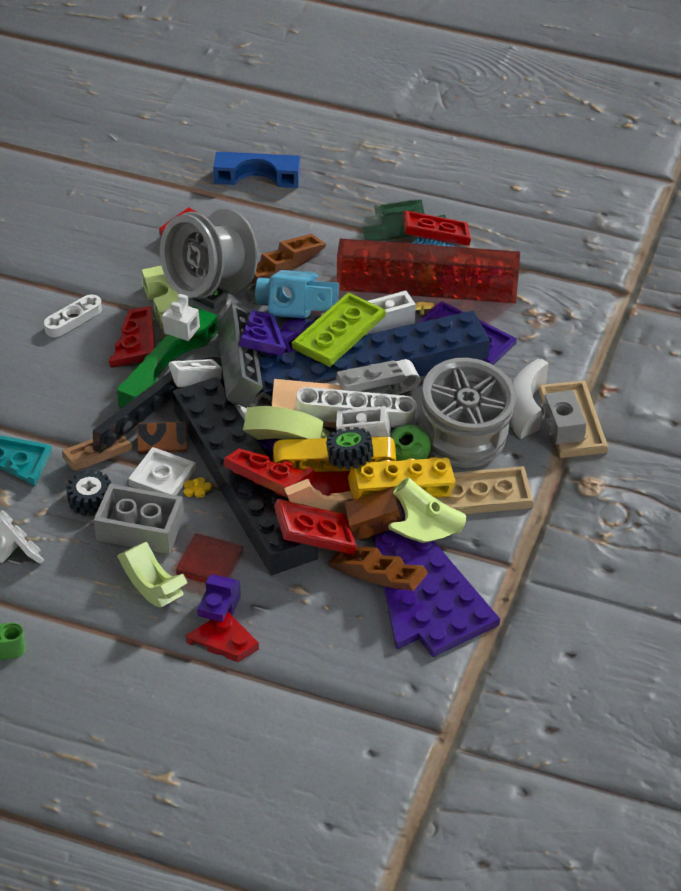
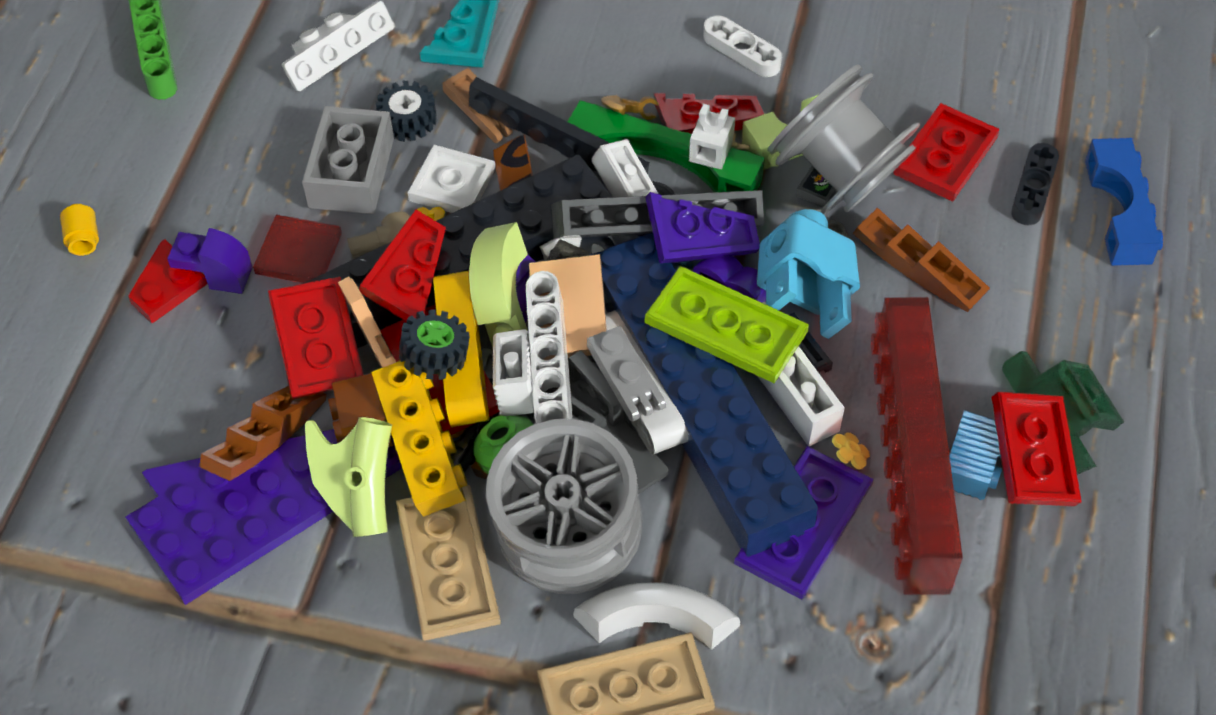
camera: 85 degrees right, 10 degrees up
(121, 372) = (622, 105): none -> pearl gold piece
(149, 576) = (254, 192): yellowish green arch -> none
(165, 686) = (79, 229): none -> yellow brick
(212, 505) = (382, 235): none -> dark tan pin
(218, 199) = (1039, 195): none -> black beam
(563, 417) = (584, 680): light grey brick -> none

